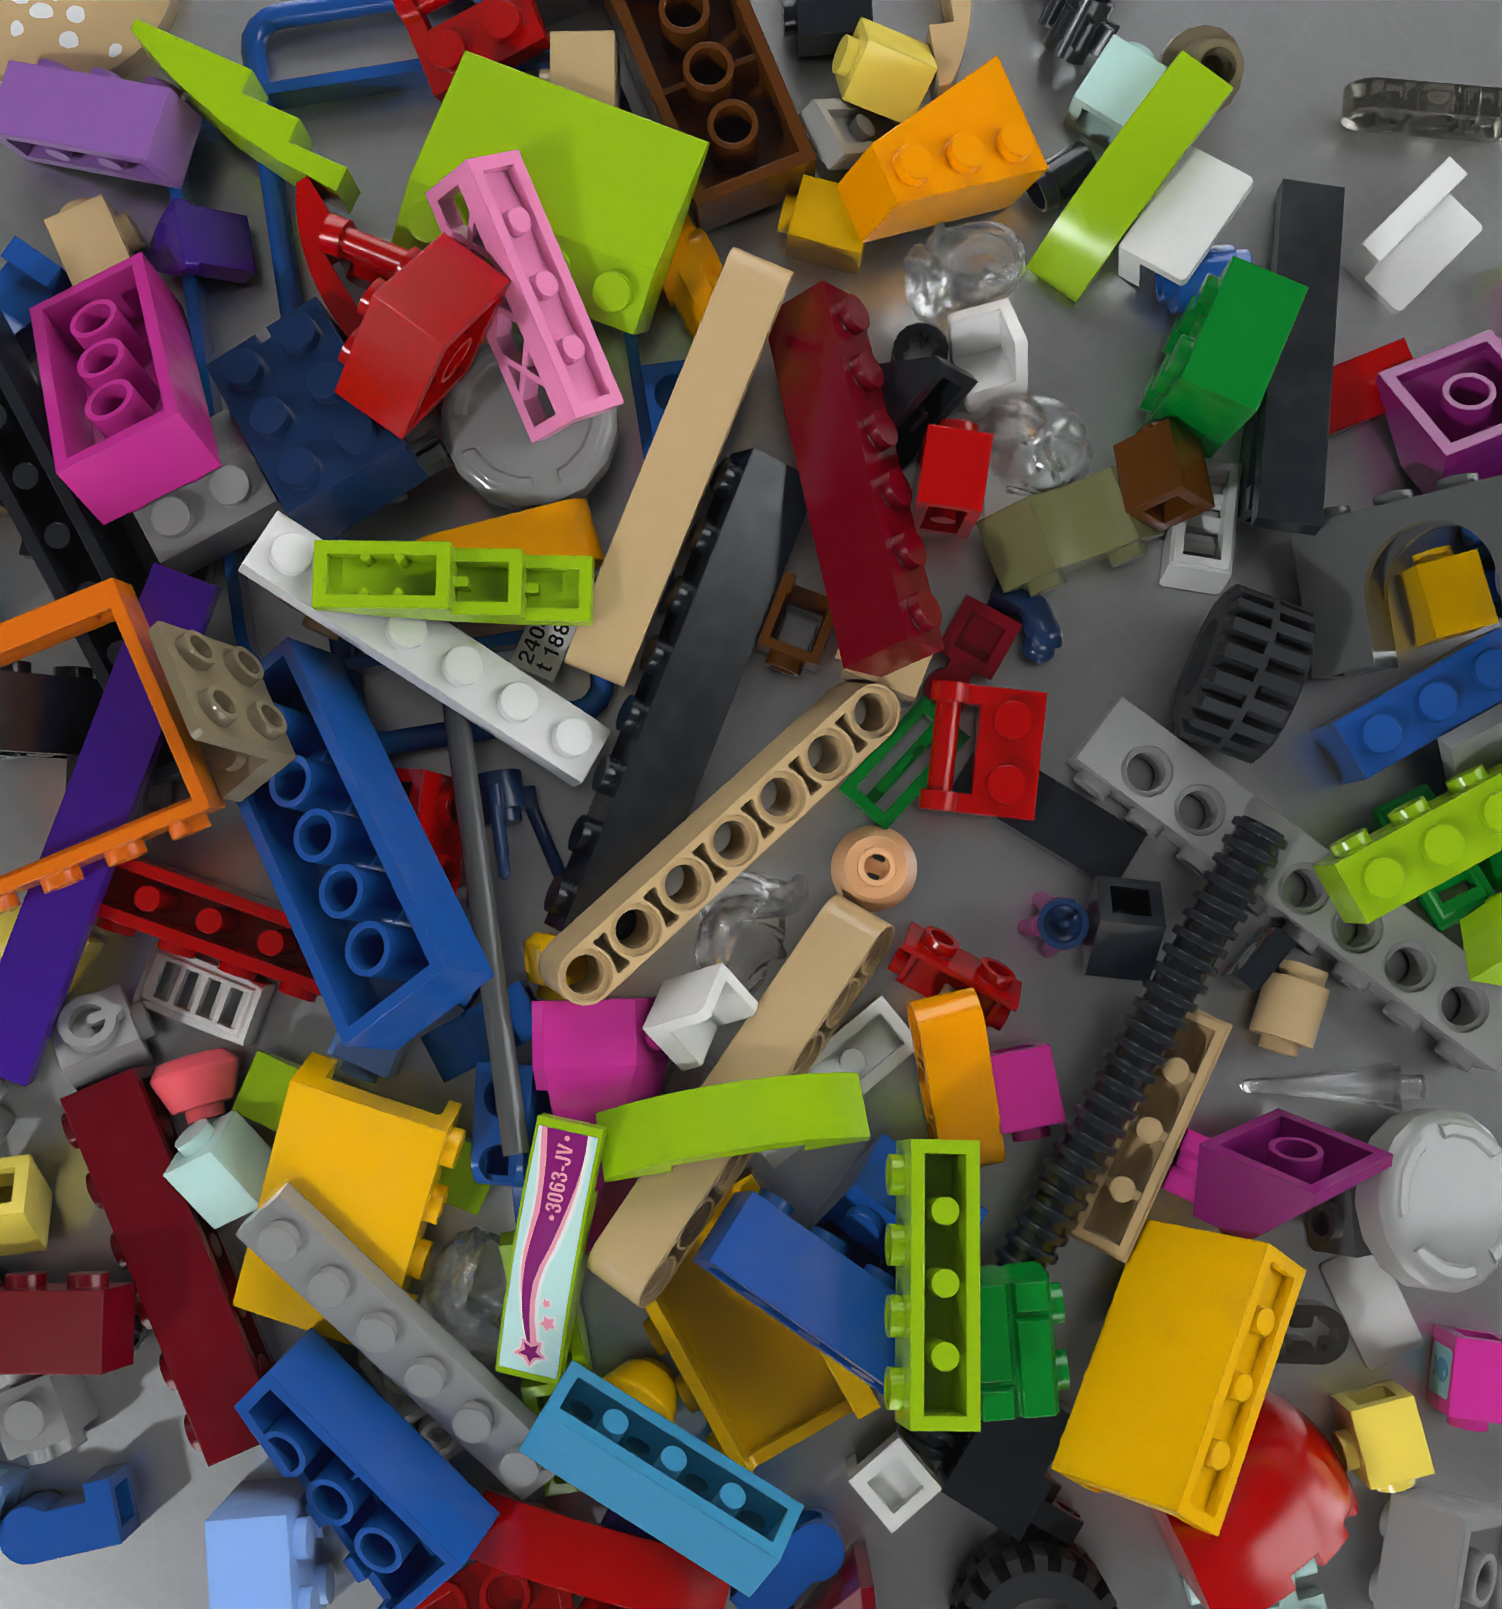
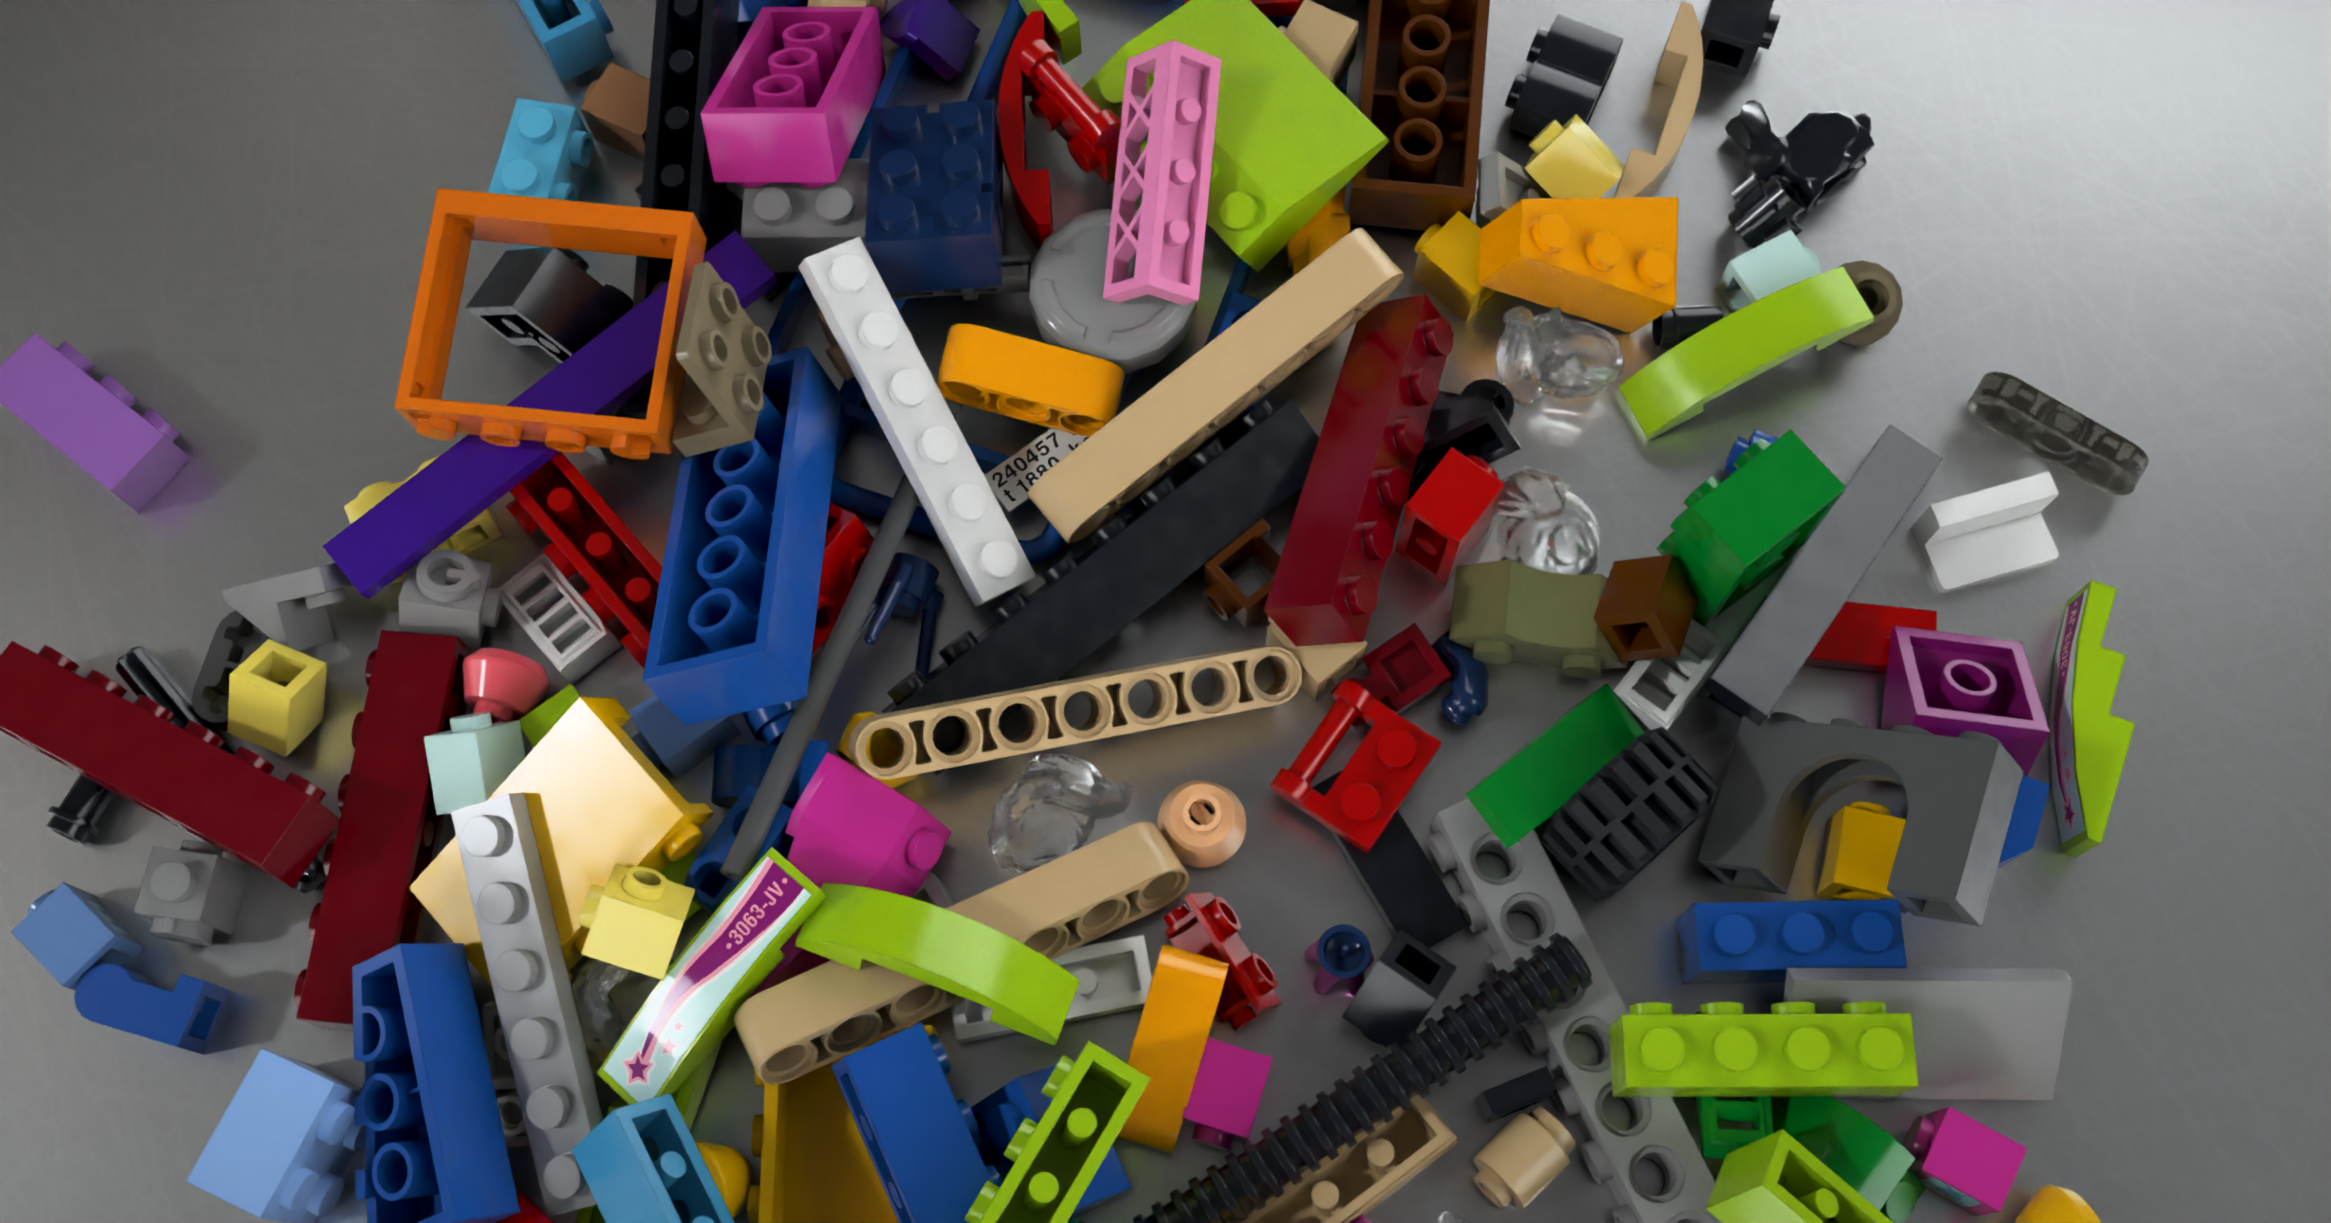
camera: 30 degrees right, 15 degrees down
(419, 333) = (1057, 156): red brick -> none
(452, 583) = (968, 369): lime slope -> none
(458, 1240) = (635, 919): none -> light yellow brick
(692, 1009) = (967, 848): white panel -> none
(867, 802) = (1264, 725): green tile -> none
(992, 348) = (1547, 428): white panel -> none
(1157, 662) = (1553, 765): none -> green slope
(1183, 219) = (1784, 398): white panel -> none

